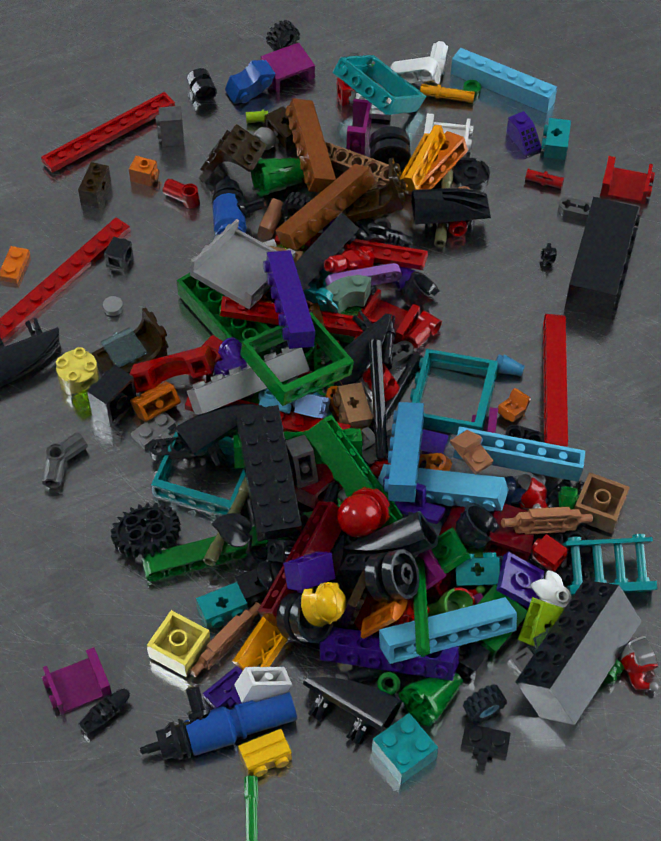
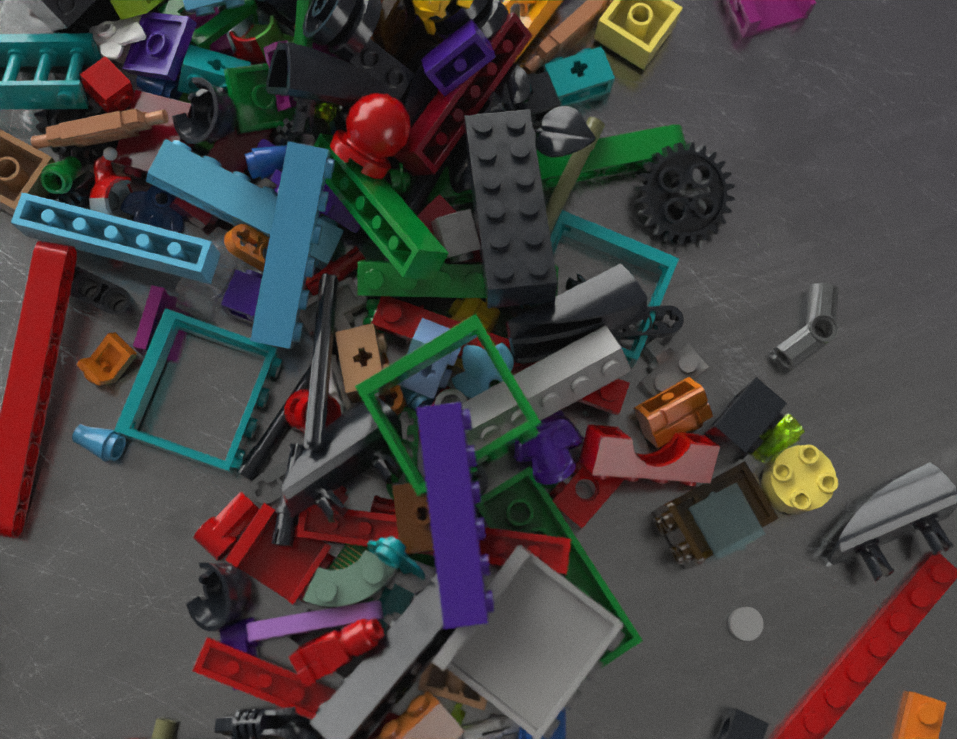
camera: 175 degrees right, 20 degrees up
(431, 503) = (265, 160): none -> blue cone
(472, 452) = (189, 222): nougat slope -> none

